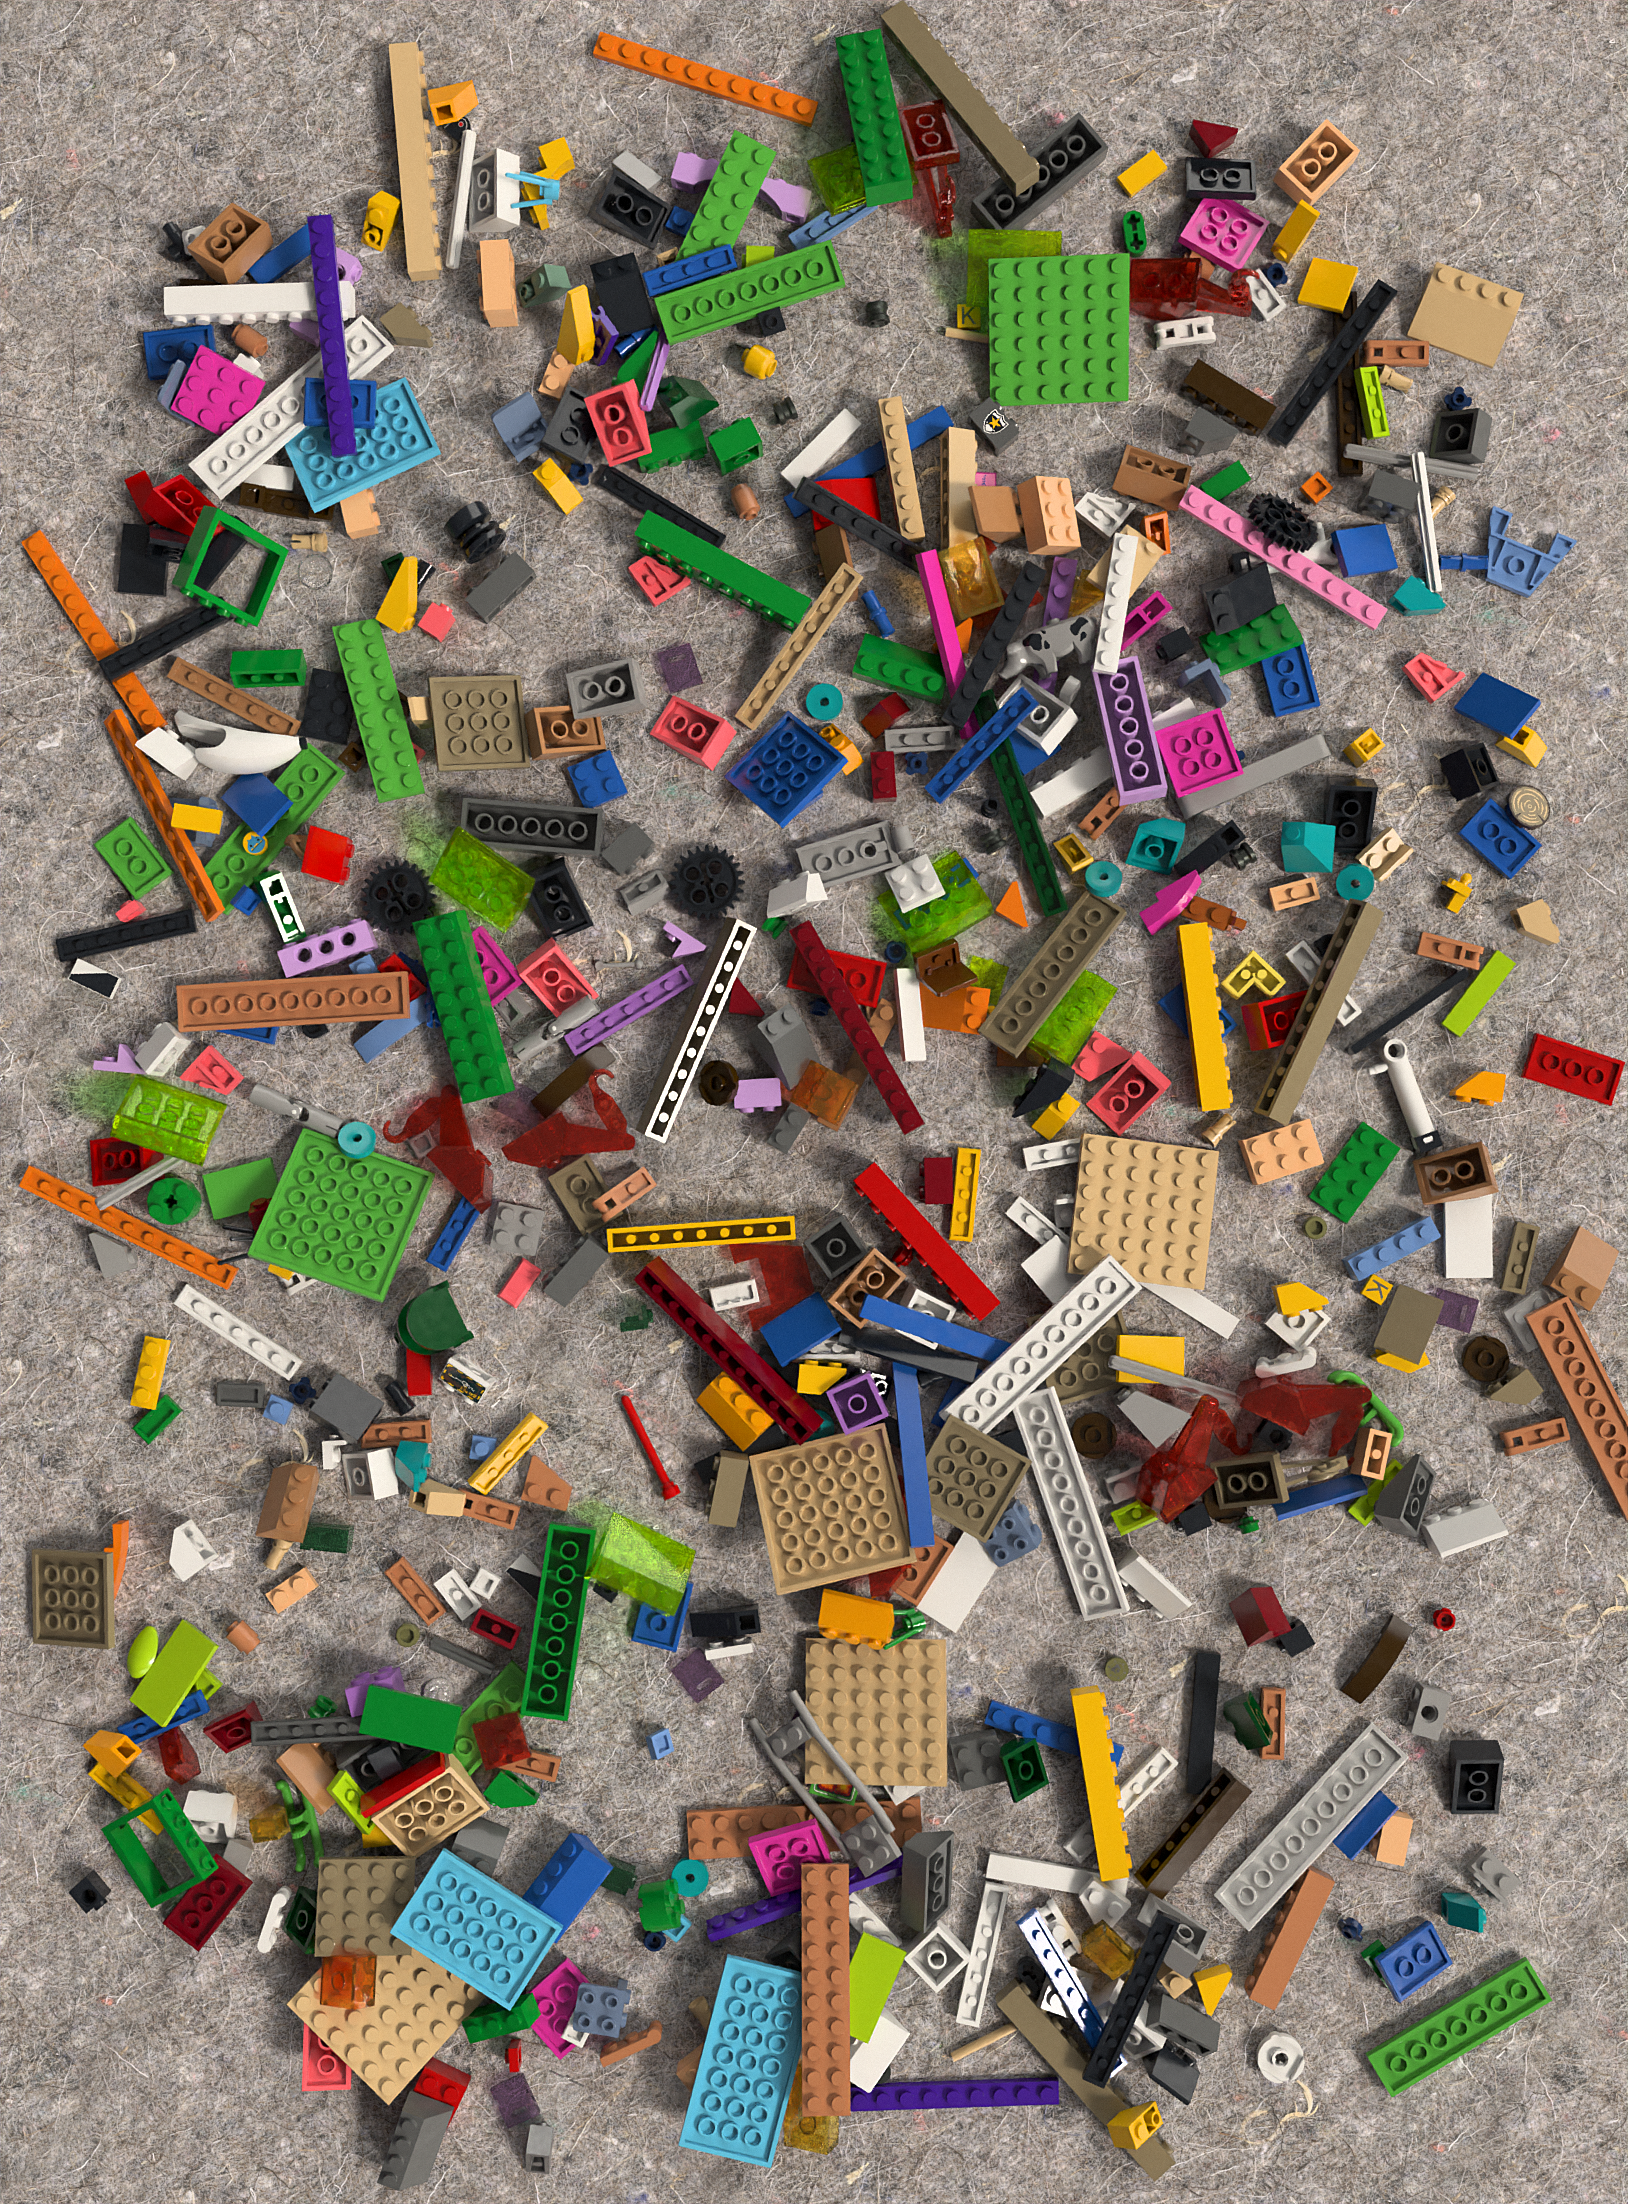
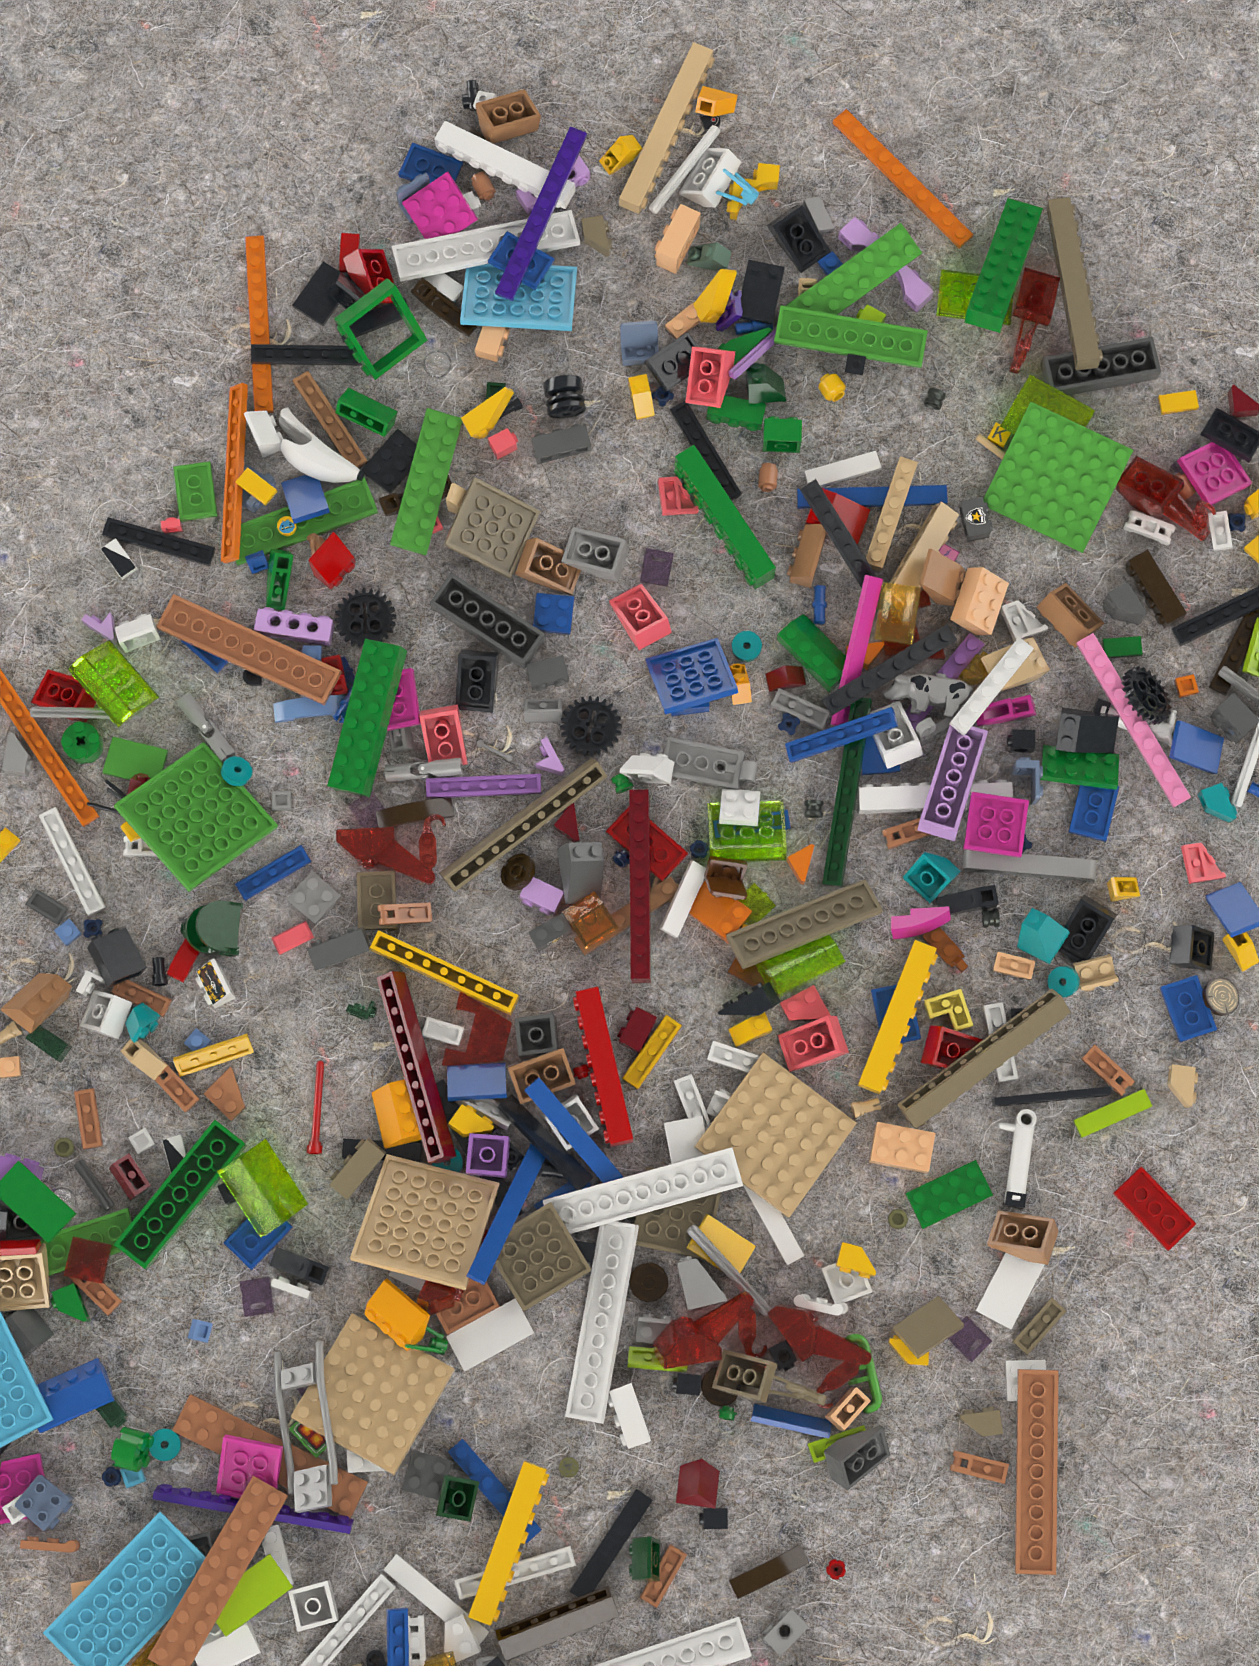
camera: 30 degrees right, 10 degrees down
(213, 1072) = (163, 668): coral wing -> none
(282, 257) = (538, 143): blue tile -> none
(316, 541) = (449, 344): tan pin -> none
(456, 1152) = (300, 819): clear red slope -> none
(457, 1594) = (117, 1137): white plate -> none
(483, 880) = (431, 637): clear neon green slope -> none
(689, 270) = (816, 299): blue tile -> none
(700, 2010) = (114, 1549): tan pin -> none
(785, 411) = (831, 430): pearl dark grey wheel -> none
(799, 646) = (748, 596): tan plate -> none
(826, 227) = (929, 321): medium blue plate -> none
(883, 777) = (759, 720): dark red brick -> none
(926, 1878) = (339, 1540): dark grey slope -> none
(990, 808) = (825, 784): black pin -> none
(1013, 1535) = (546, 1320): sand blue bracket -> none
(1072, 853) = (867, 849): yellow slope -> none
(1105, 870) = (874, 884): teal piece -> none
(1129, 235) = (1146, 439): green beam -> none
(1156, 530) = (1052, 653): orange slope -> none
(1376, 1289) = (919, 1290): yellow tile -> none
(1400, 1244) = (945, 1264): medium blue arch -> none
(1461, 892) = (1139, 1030): yellow piece -> none
(1462, 1528) = (886, 1503): white slope -> none
(1481, 1086) = (1078, 1182): light orange slope -> none
(1485, 1358) = (973, 1388): dark brown tile -> none
(1582, 1269) = (1082, 1360): medium nougat slope -> none

